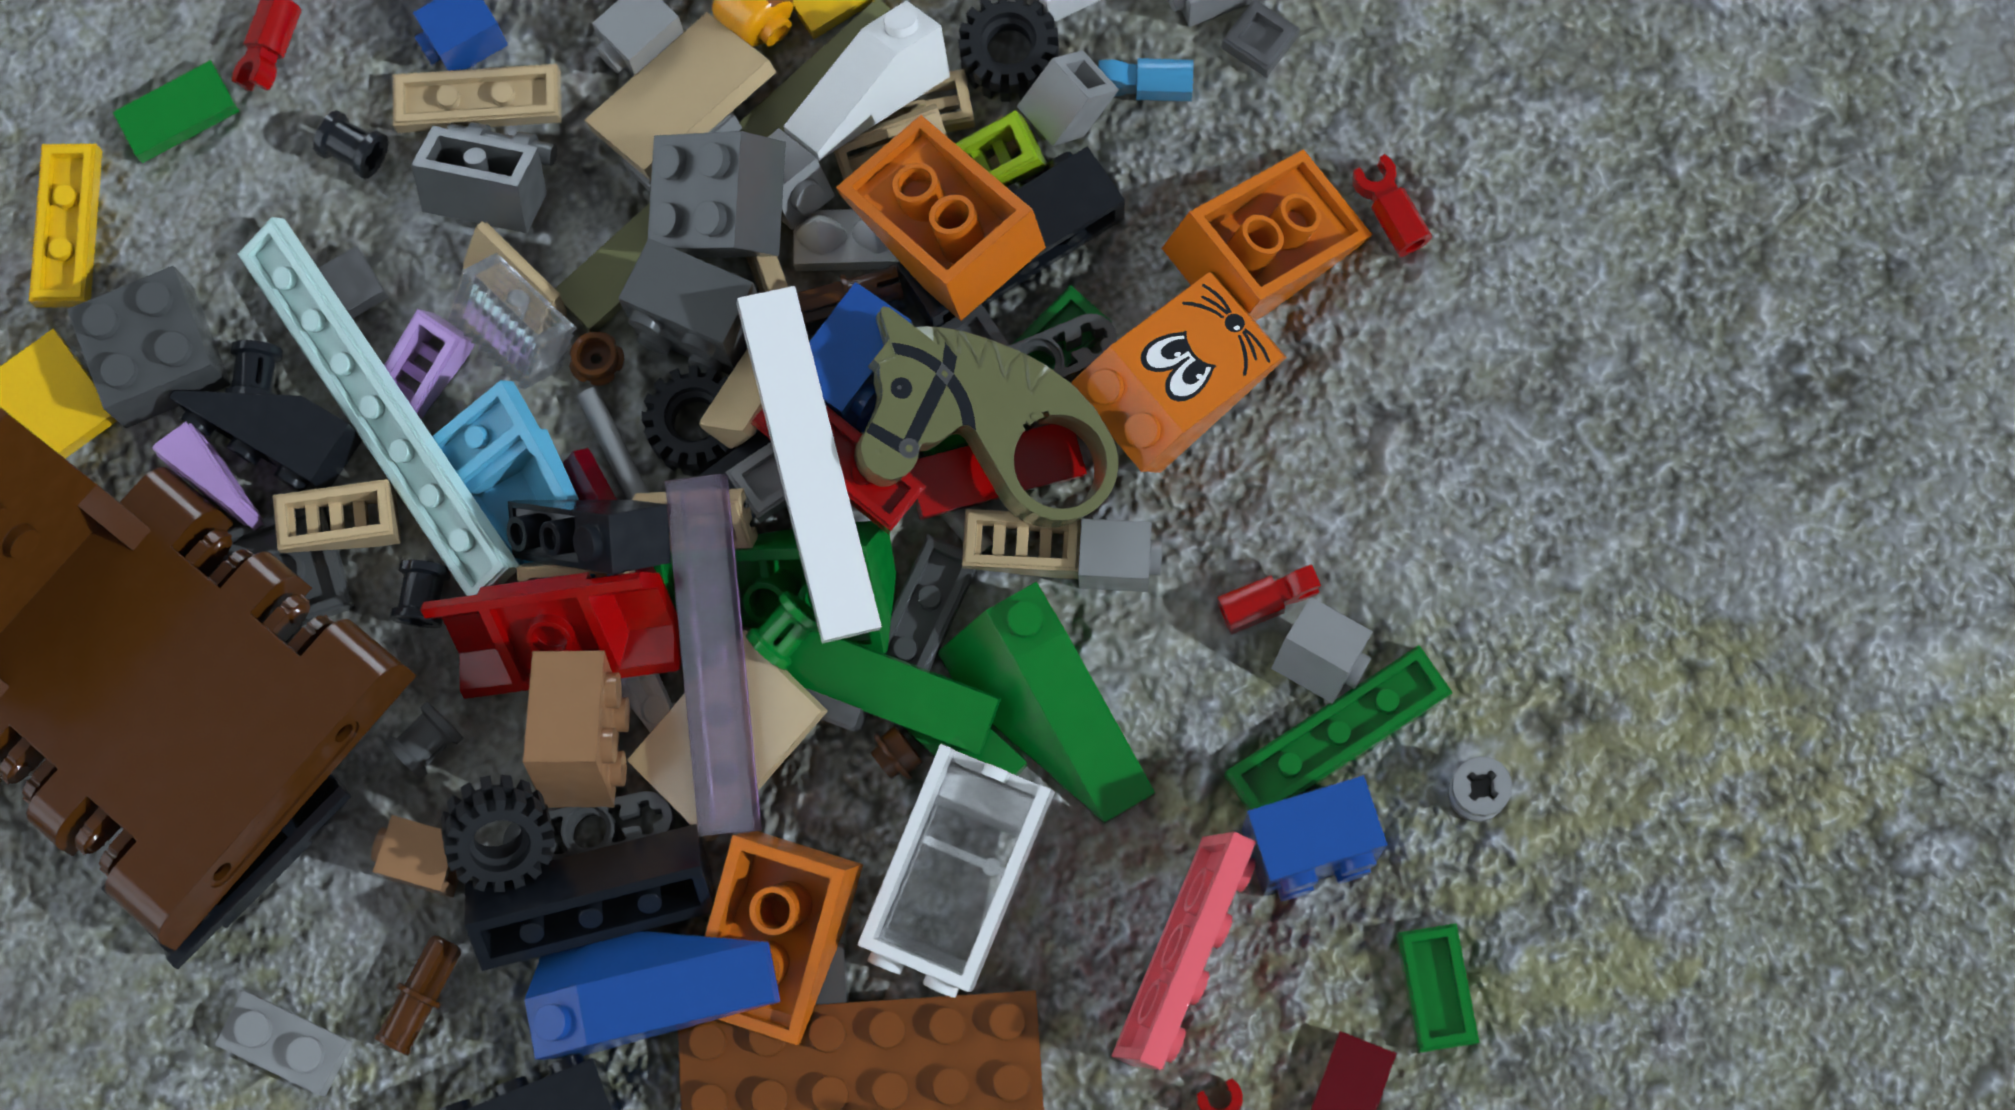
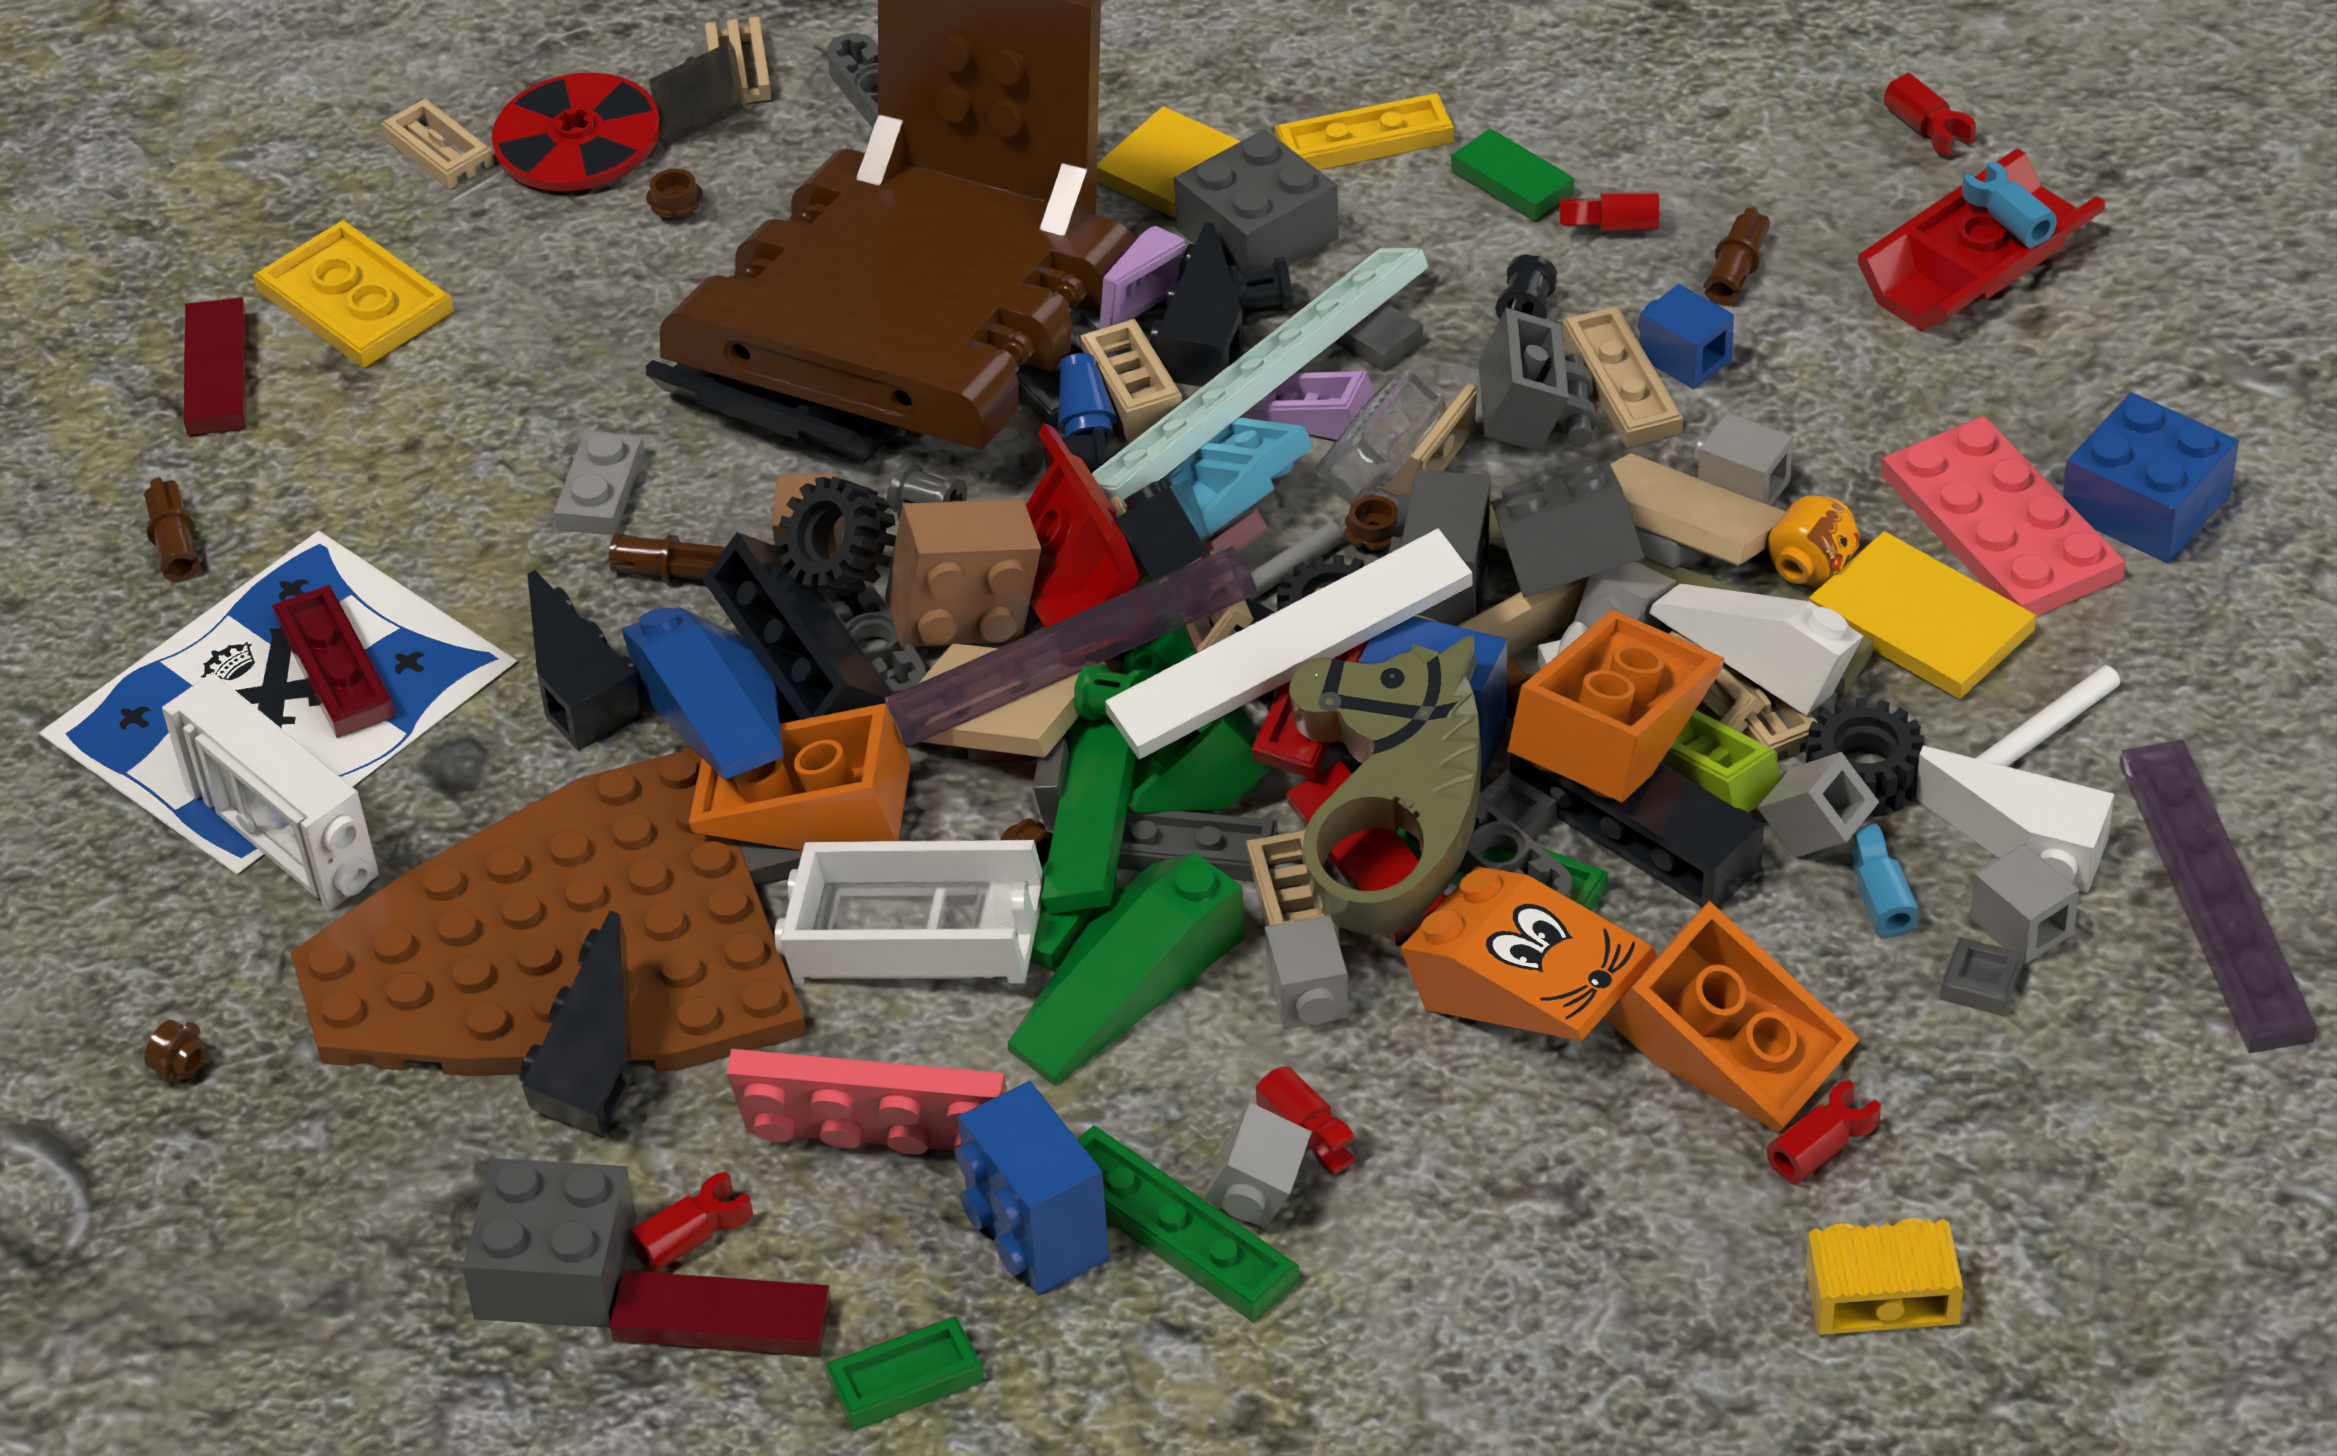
camera: 70 degrees right, 30 degrees down
(357, 568) = (1083, 398): none -> blue cone
(1472, 798) = (1157, 1365): light grey wheel -> none
(1556, 208) = (1883, 1276): none -> yellow brick

